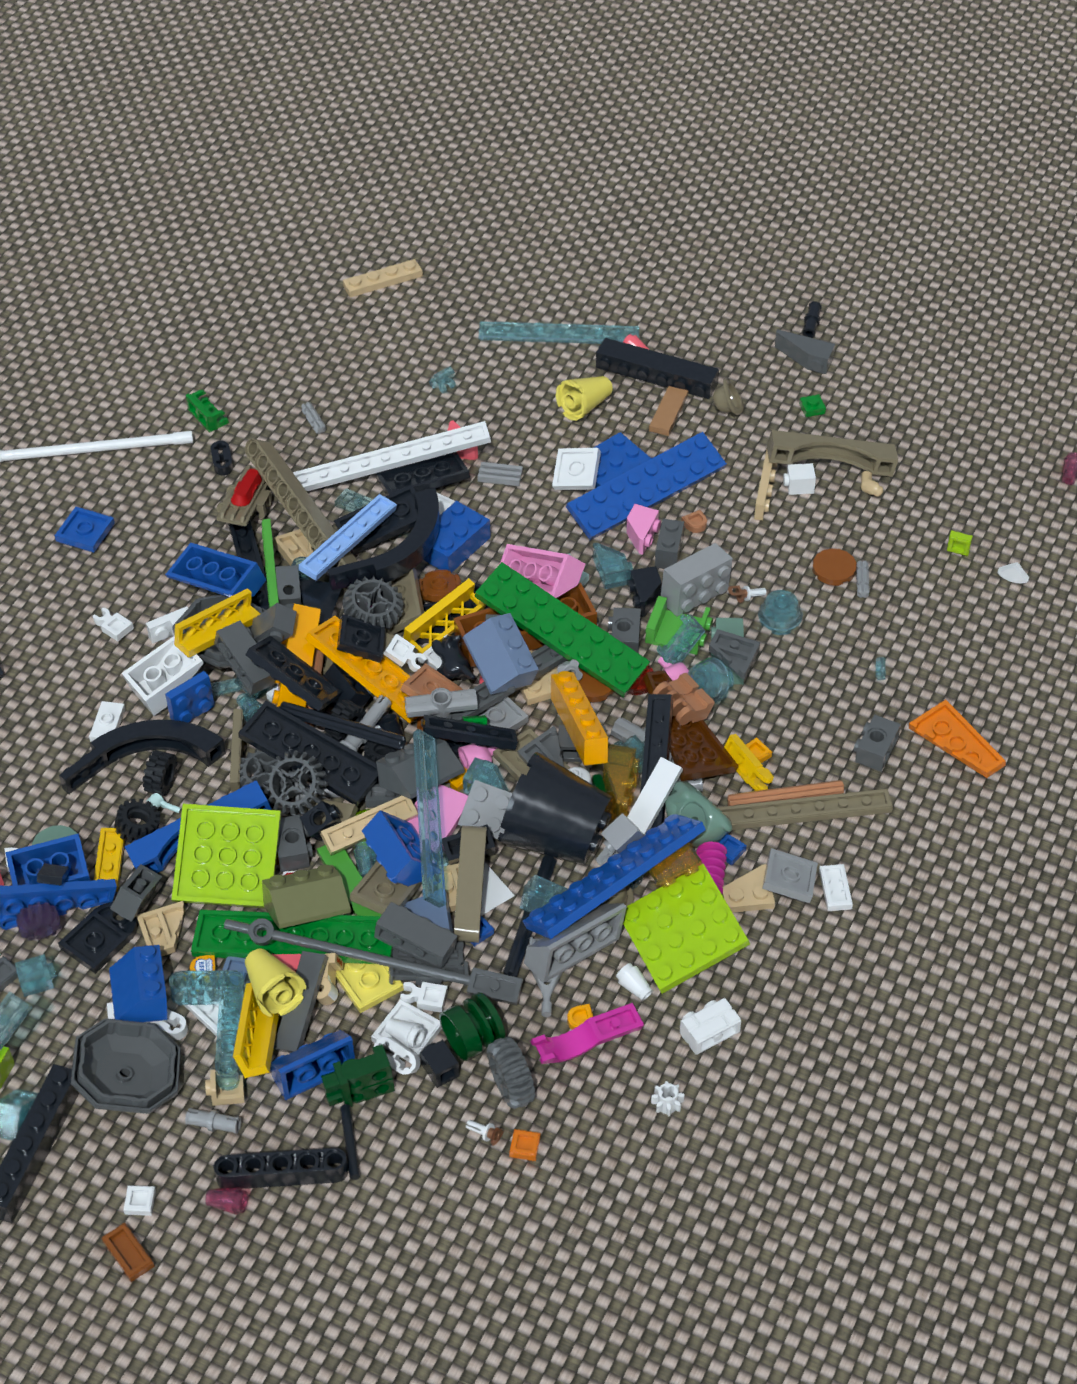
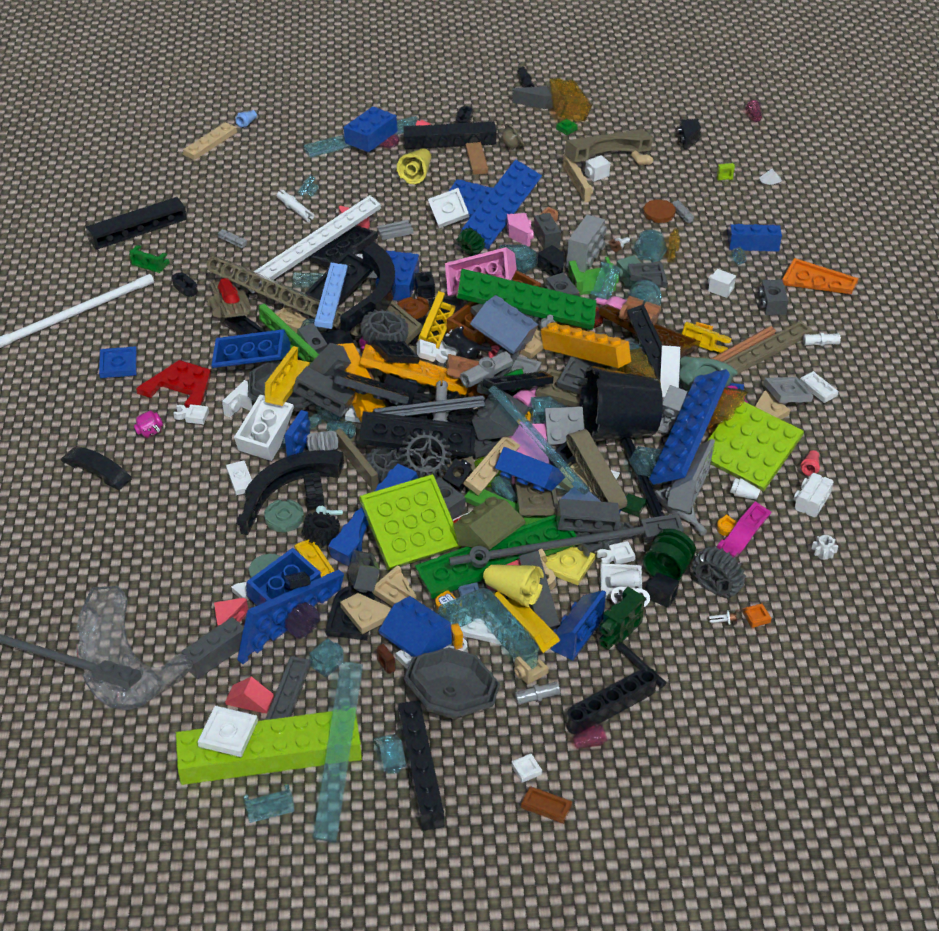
camera: 30 degrees left, 5 degrees down
(59, 618) = (148, 424): none -> dark pink head
(90, 1005) = (385, 658): none -> copper tile
(107, 940) = (364, 612): none -> tan wing
(117, 786) = (283, 515): none -> sand green tile
(136, 574) = (181, 378): none -> red wing
(173, 1013) = (457, 636): none -> light orange tile
(213, 716) = (322, 441): none -> light grey gear
(224, 359) = (136, 223): none -> black brick
(410, 394) = (291, 202): none -> white pin
(439, 262) = (245, 118): none -> light blue cone
(475, 561) = (425, 285): none -> black brick
(495, 943) = (634, 505): none -> dark green tile
(563, 328) = (370, 129): none -> blue brick
(566, 525) = (471, 241): none -> dark green gear
(582, 352) = (390, 142): none -> clear pink arm
(697, 347) = (464, 115): none -> black beam
(741, 984) = (811, 463): none -> coral cone
(810, 619) = (673, 245): none -> clear yellow slope
(828, 697) = (721, 283): none -> white brick
(835, 369) = (569, 100): none -> clear yellow slope
(893, 824) = (821, 339): none -> white pin
(921, 650) = (754, 237): none -> blue slope
(958, 470) = (689, 132): none -> black slope

